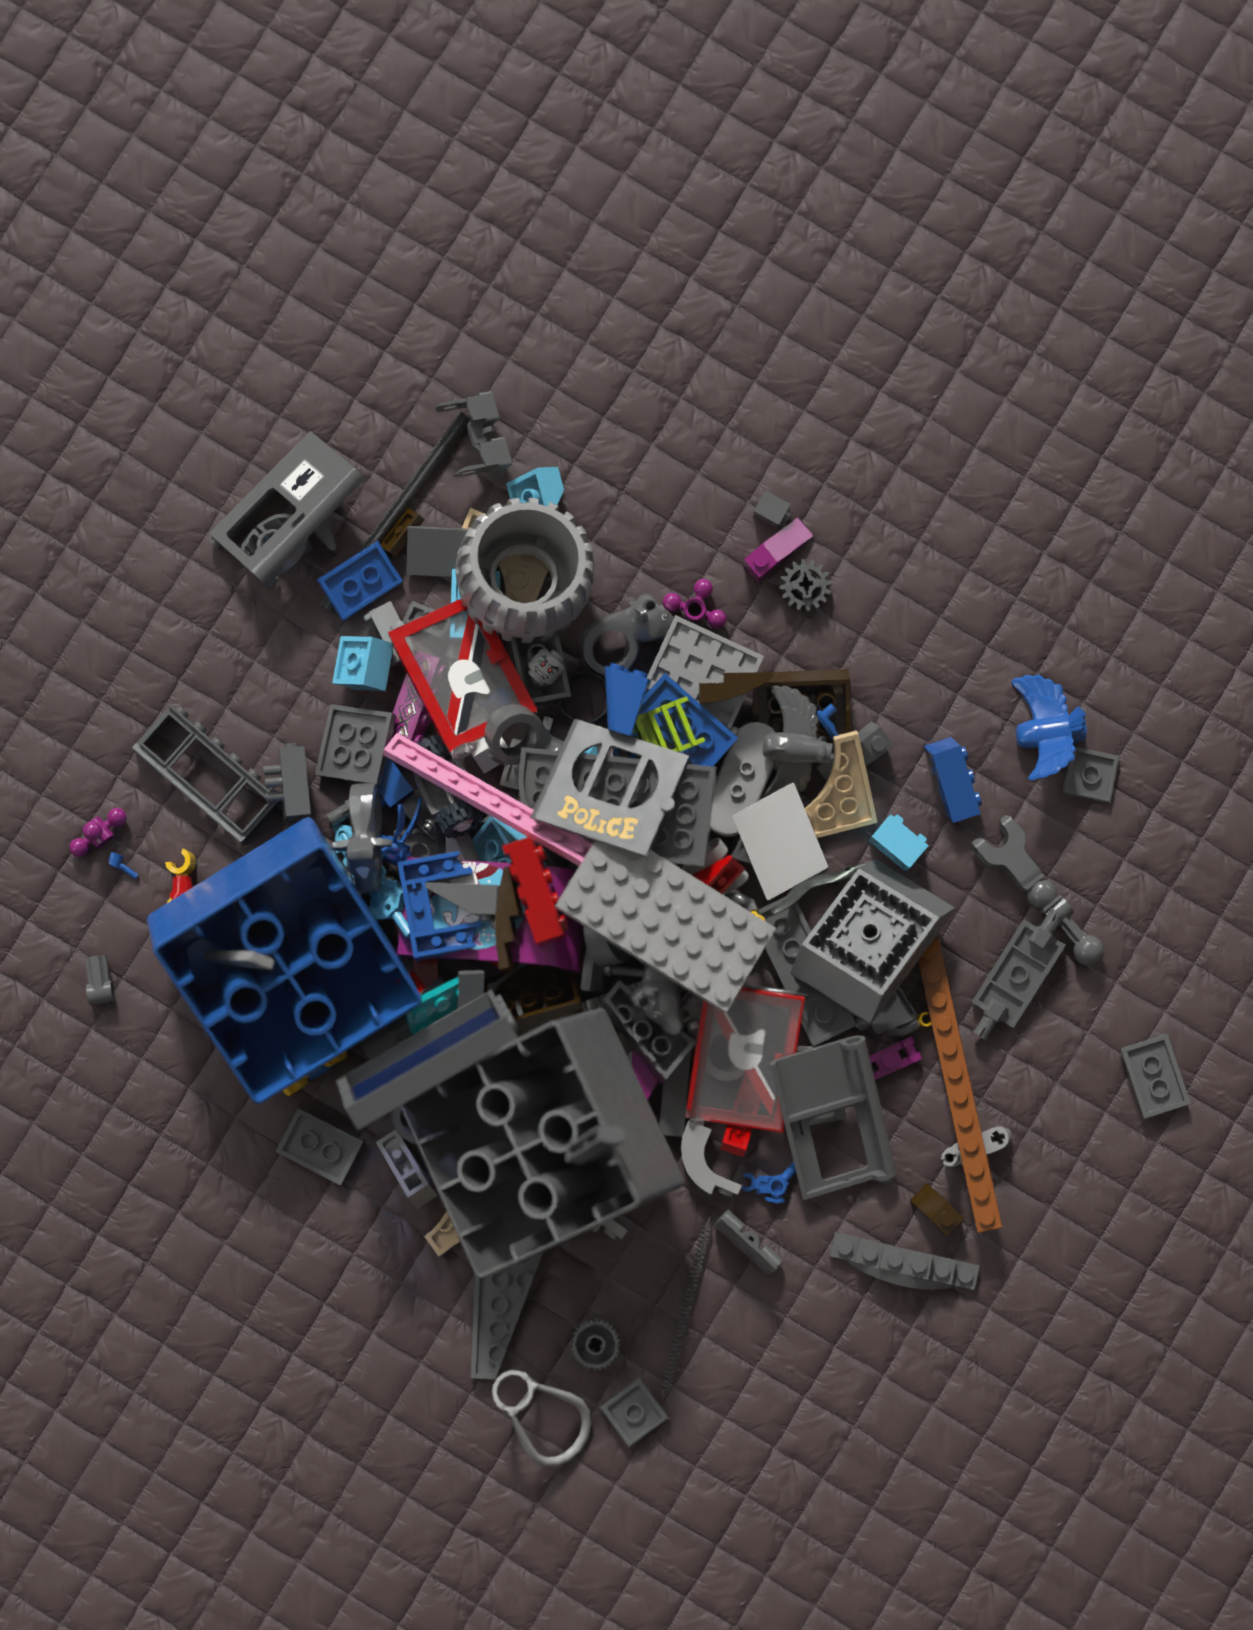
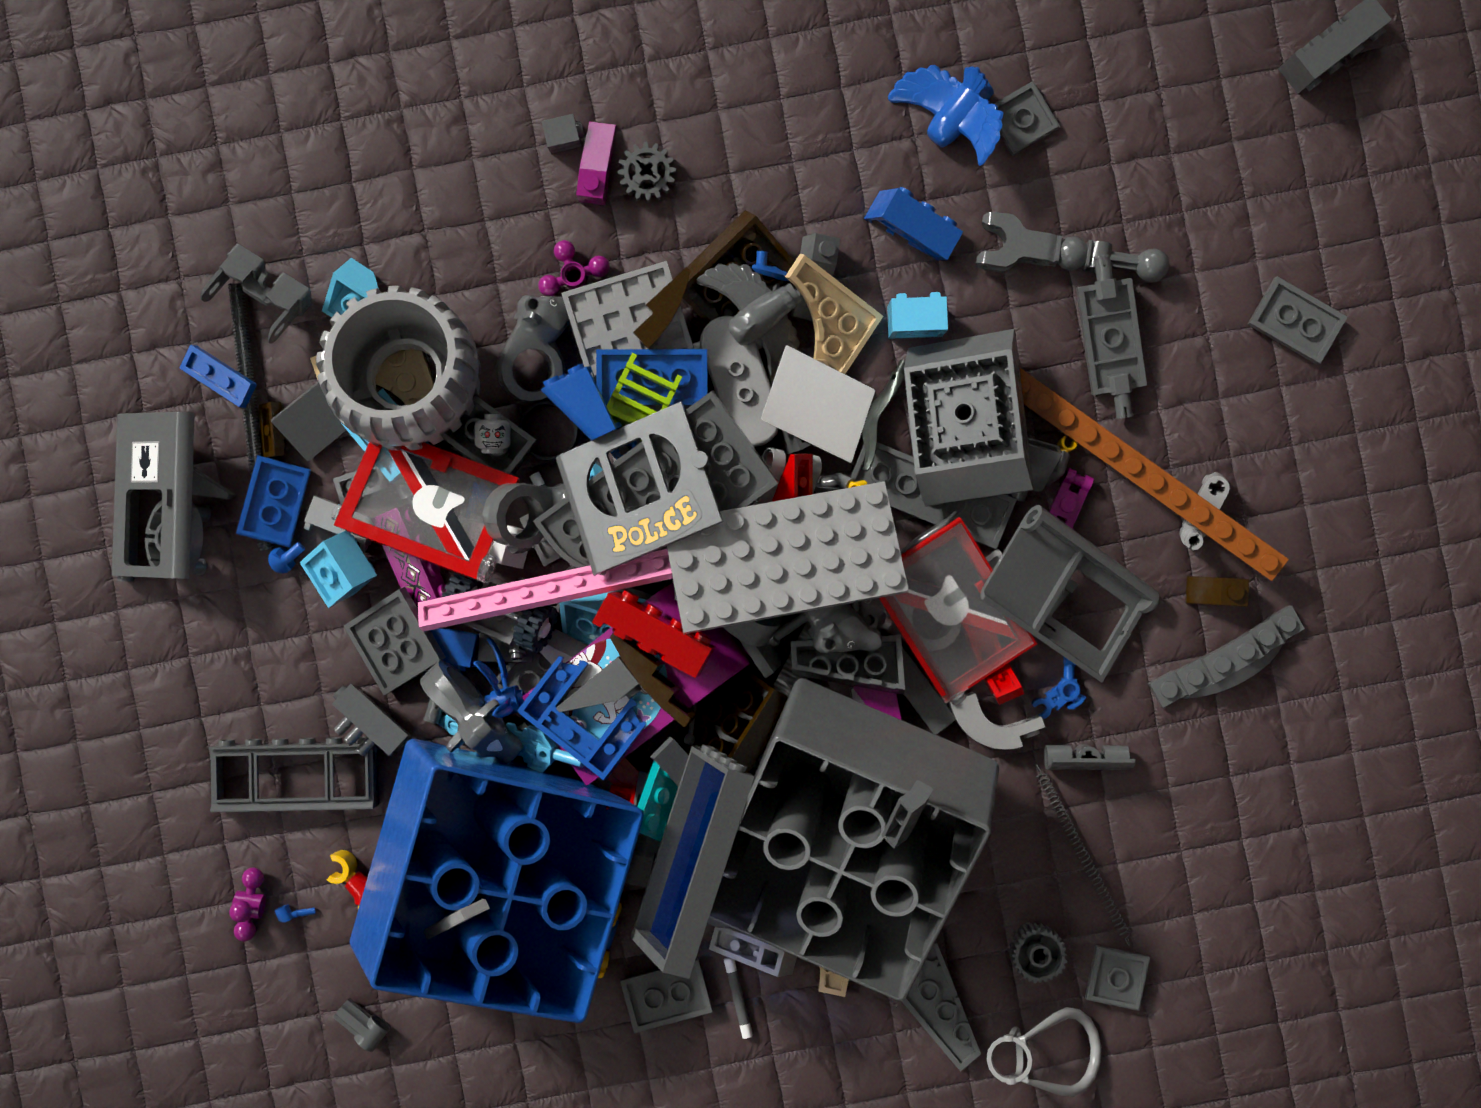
camera: 45 degrees left, 5 degrees up
(330, 624) = (282, 560): none -> blue plate
(366, 1192) = (738, 998): none -> dark grey bar
(399, 465) = (218, 376): none -> plate

